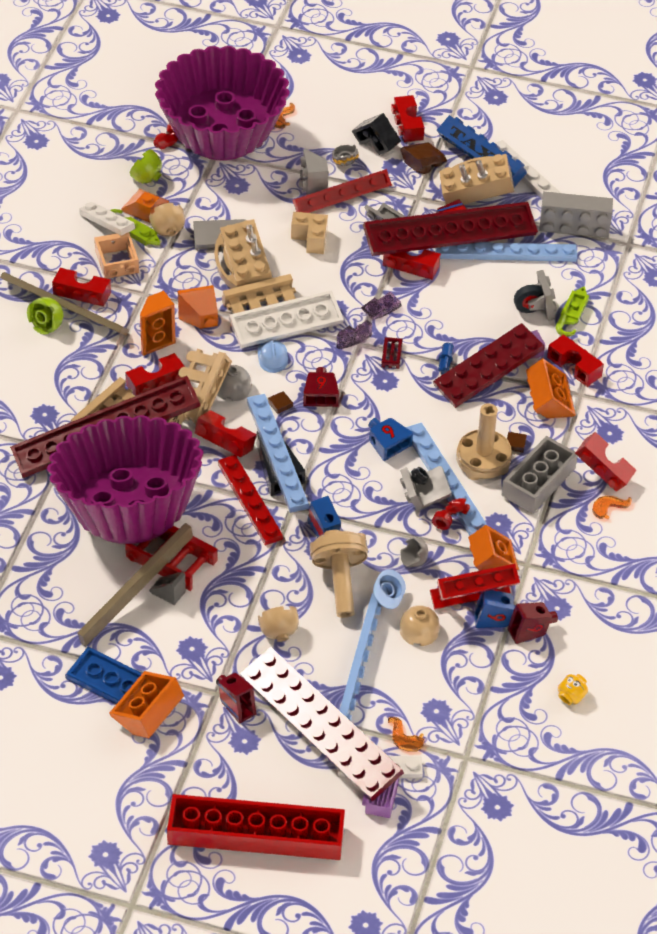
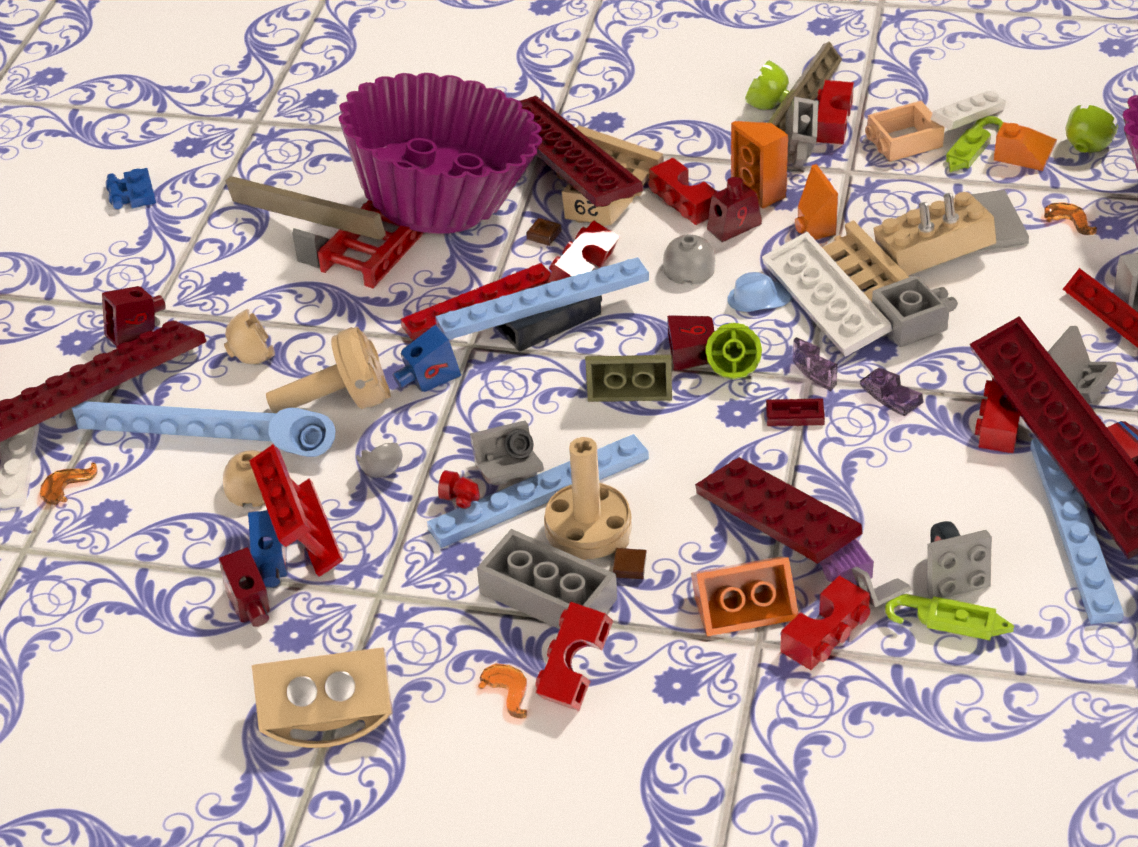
camera: 90 degrees right, 5 degrees down
(55, 707) = (138, 188): none -> blue plate
(102, 675) = (177, 224): blue tile -> none
(110, 303) = (801, 129): none -> light grey hinge
(147, 703) = (124, 246): orange slope -> none
(167, 219) = (983, 160): tan cylinder -> none
(190, 341) = (733, 210): none -> dark red torso
(209, 381) = (660, 221): tan fence -> none
(219, 198) = (1069, 211): none -> clear orange piece
(280, 402) = (664, 307): reddish brown tile -> none
(310, 228) = (1025, 298): tan brick -> none
(316, 278) = (914, 309): none -> light grey hinge
(346, 365) = (733, 351): none -> lime cylinder
(353, 420) = (629, 378): none -> olive slope
(389, 437) = (606, 415): blue torso -> none
(445, 357) = (794, 468): blue axle -> none
(491, 549) = (389, 547): orange slope -> none
(551, 332) = (883, 593): none -> light grey bracket
(572, 689) = (120, 648): yellow head -> none
(626, 576) = (322, 695): none -> tan piece

